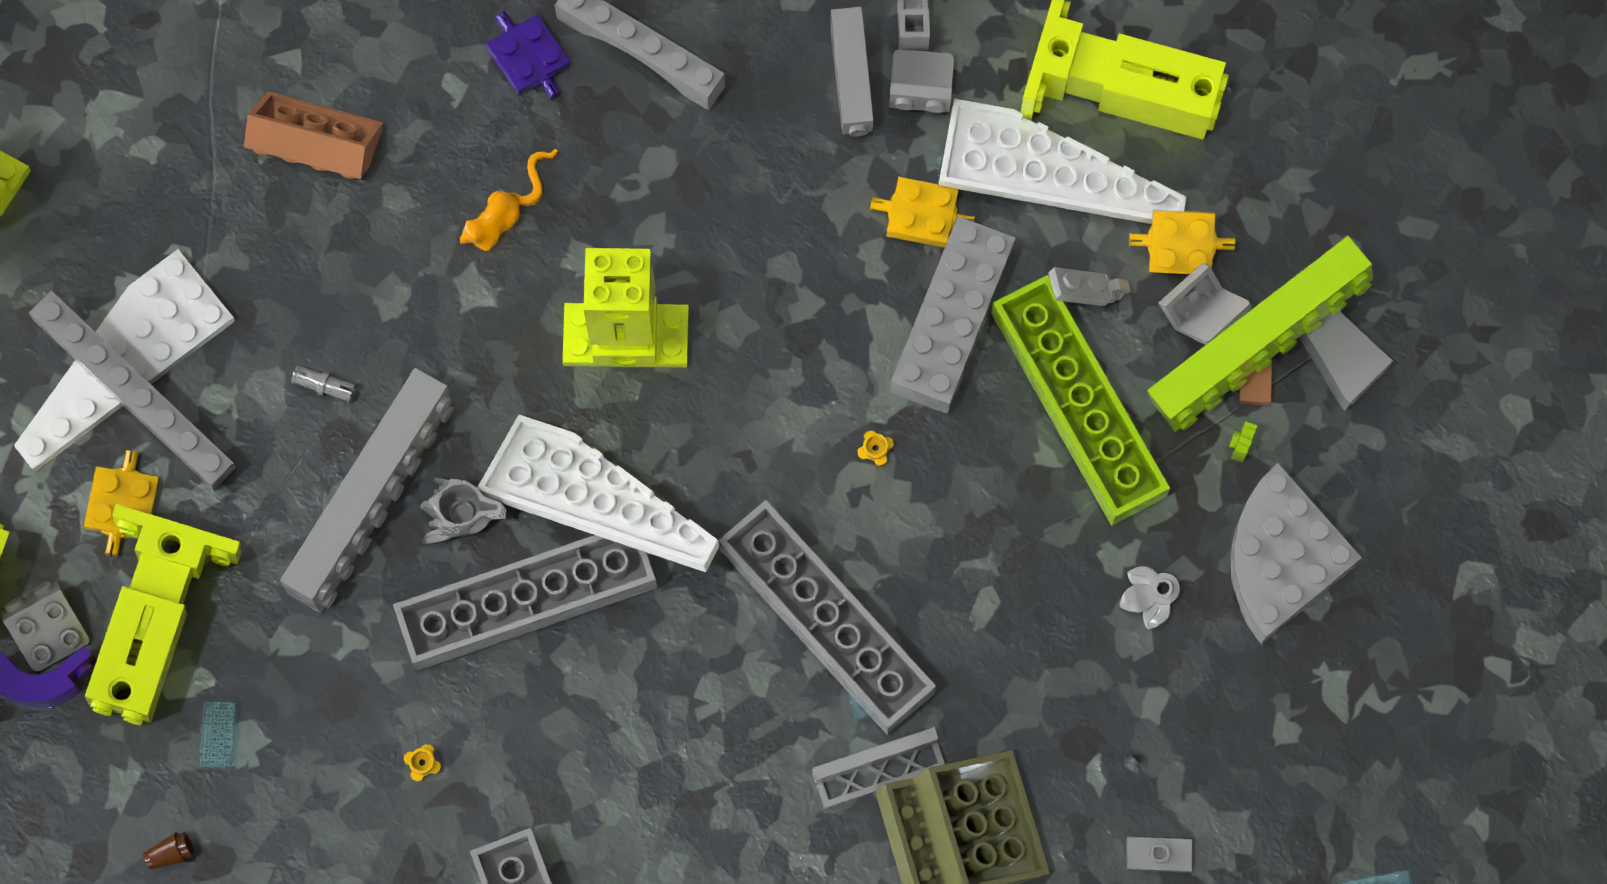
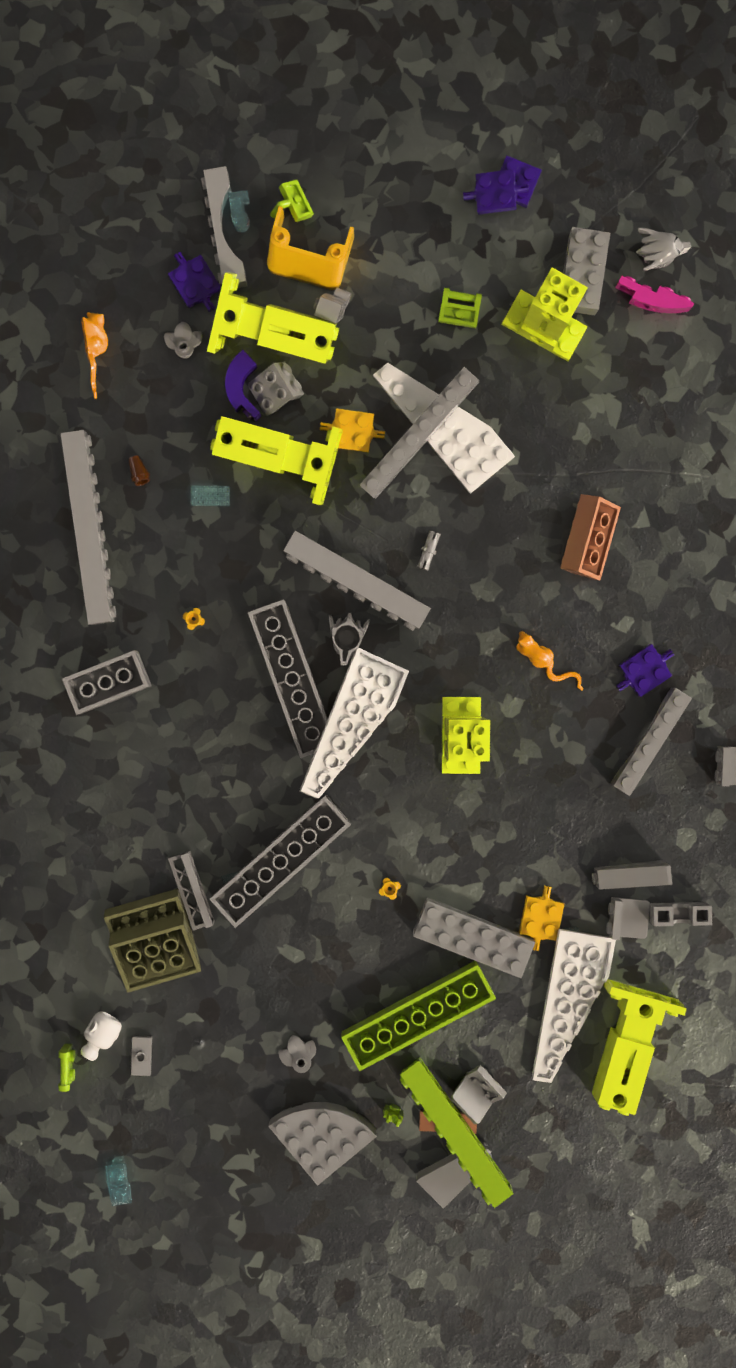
camera: 90 degrees right, 15 degrees up
(1087, 287) = (490, 1021): light grey hinge -> none
(1181, 241) = (521, 1079): yellow plate -> none

